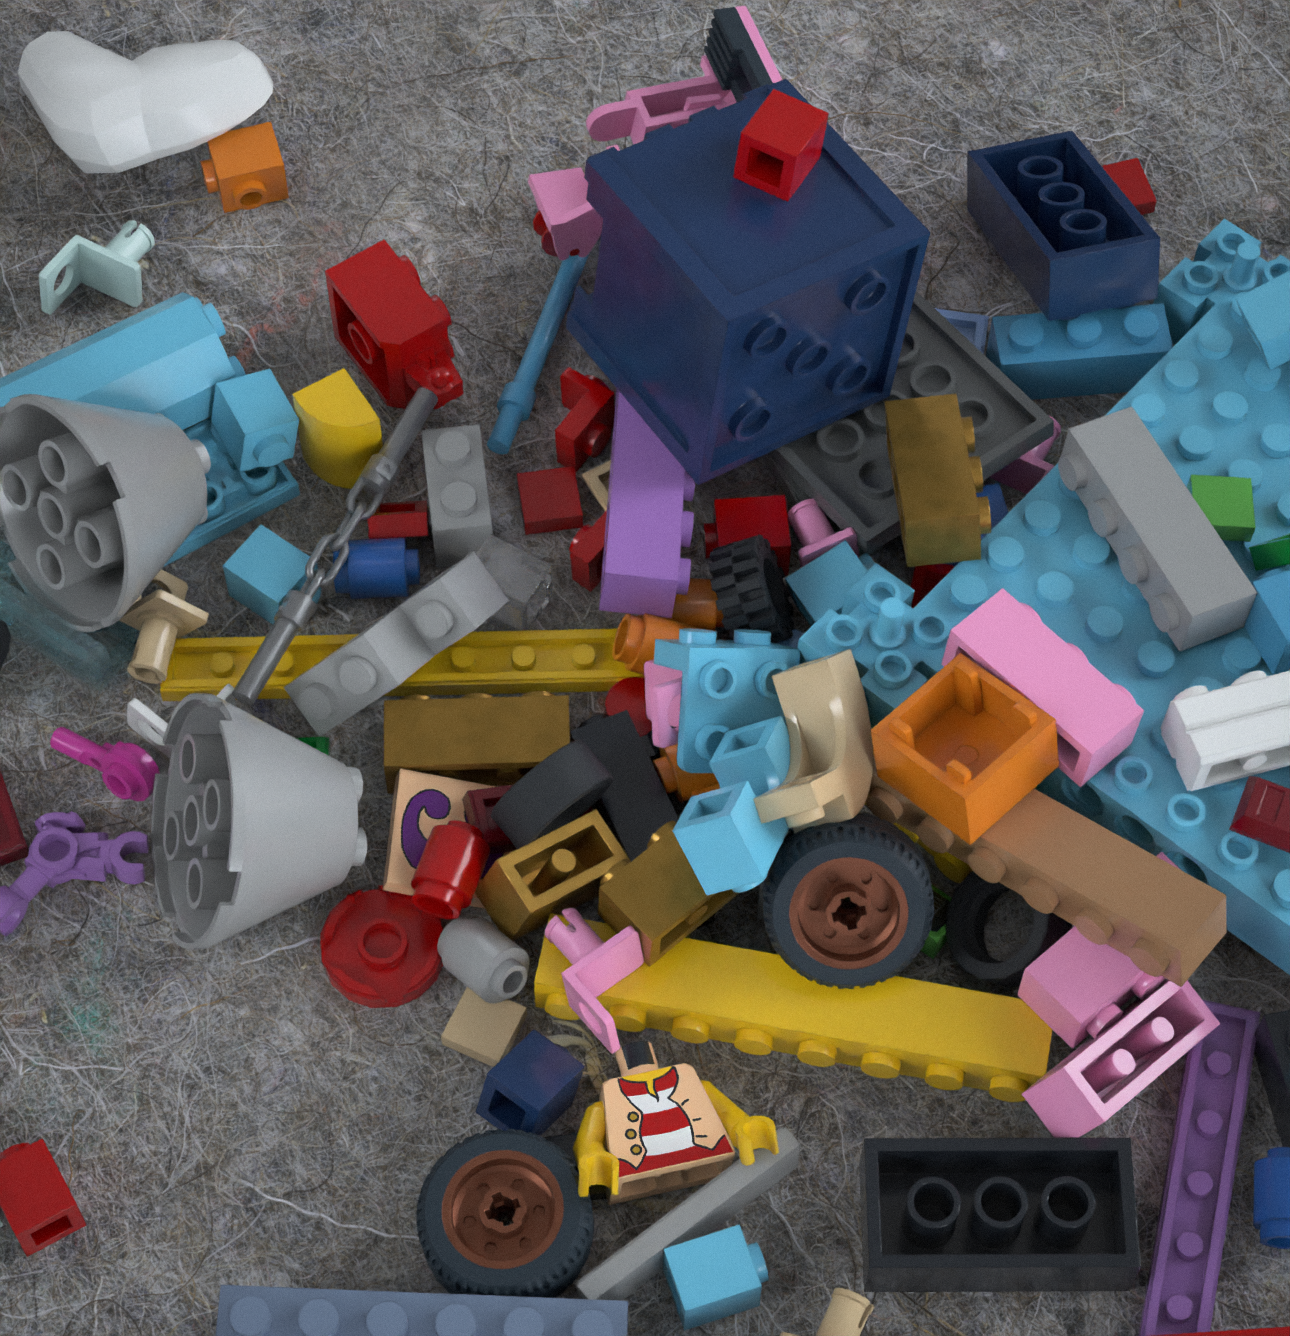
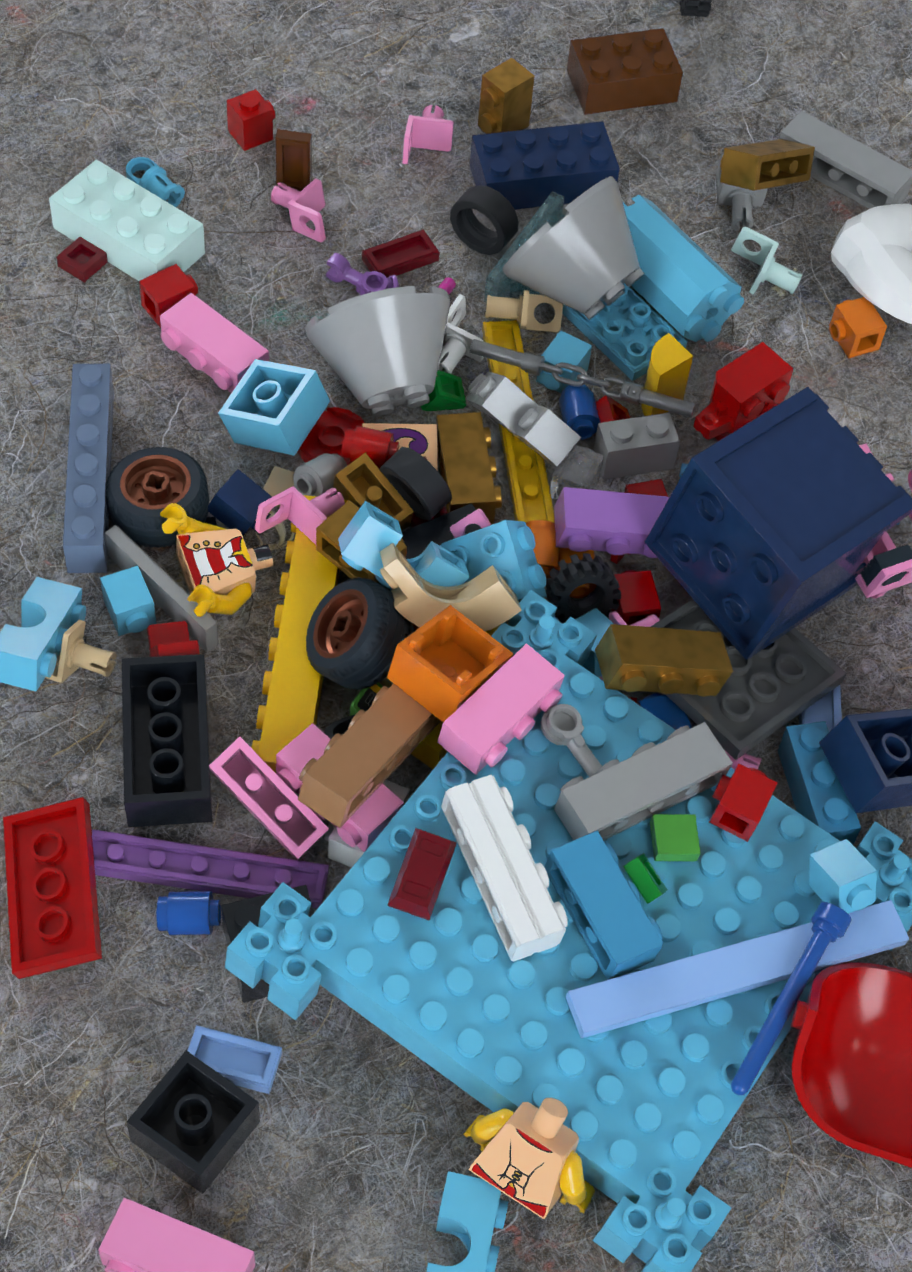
camera: 80 degrees right, 5 degrees down
(165, 1122) = (210, 341): none -> bright pink brick
(255, 420) = (657, 325): medium azure brick -> none
(339, 1017) = (274, 406): none -> medium azure brick
(780, 145) = (845, 486): red brick -> none
(814, 1209) = (171, 640): none -> red bracket
(1067, 608) = (564, 727): none -> light grey plate
(1174, 409) = (742, 801): none -> red brick

